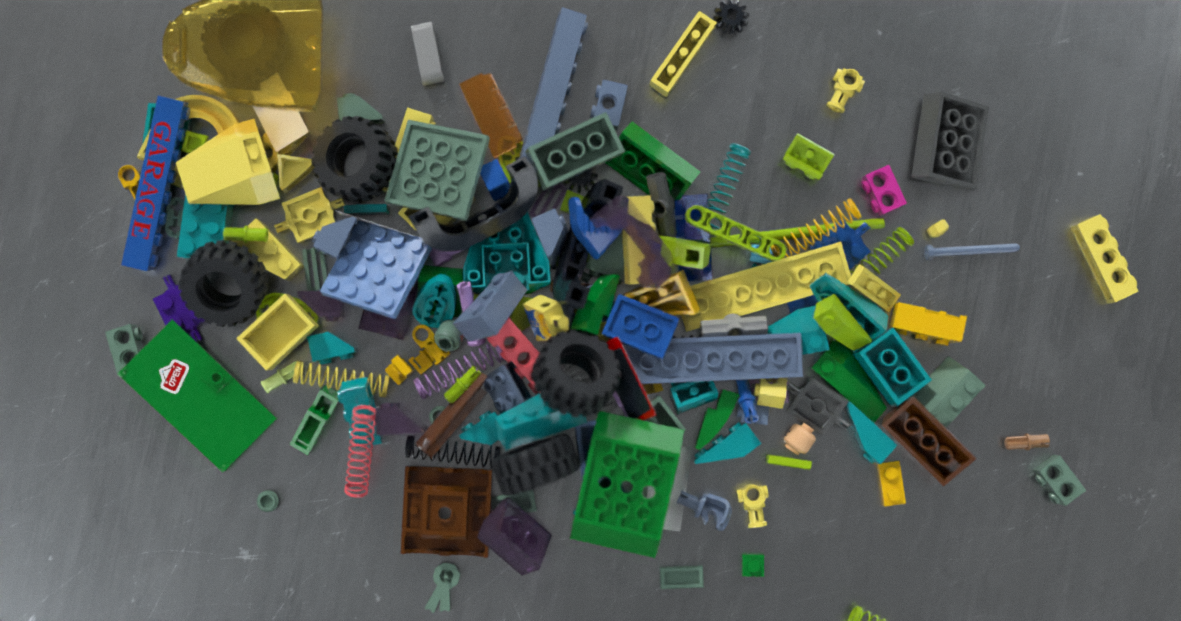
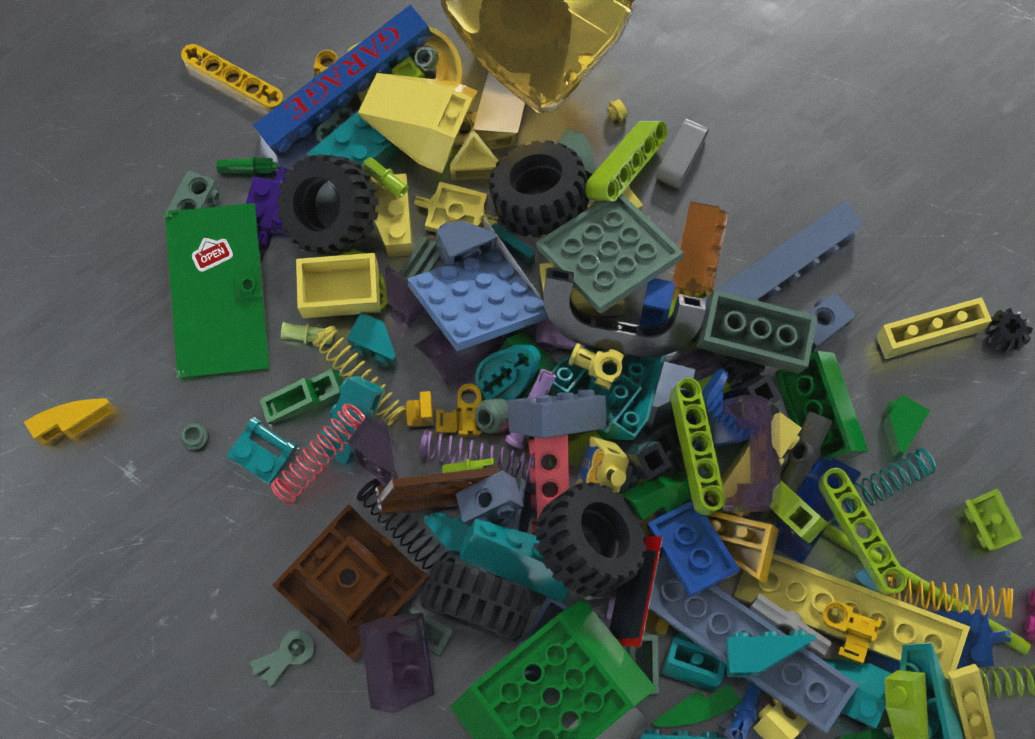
camera: 45 degrees right, 15 degrees down
(62, 238) = (226, 69): none -> yellow beam
(138, 295) = (246, 165): none -> green piece
(176, 556) = (68, 419): none -> yellow slope
(195, 126) = (421, 55): none -> sand green plate
(320, 482) = (258, 459): none -> teal plate
(359, 55) = (617, 110): none -> light yellow plate
(396, 92) = (626, 161): none -> lime beam
(484, 404) = (500, 489): none -> sand blue brick
(487, 249) = (595, 362): none -> light yellow connector
(590, 251) = (692, 458): none -> lime beam
(709, 135) = (902, 423): none -> green slope
(728, 364) = (756, 654): none -> teal slope
(777, 296) = (857, 631): none -> yellow piece

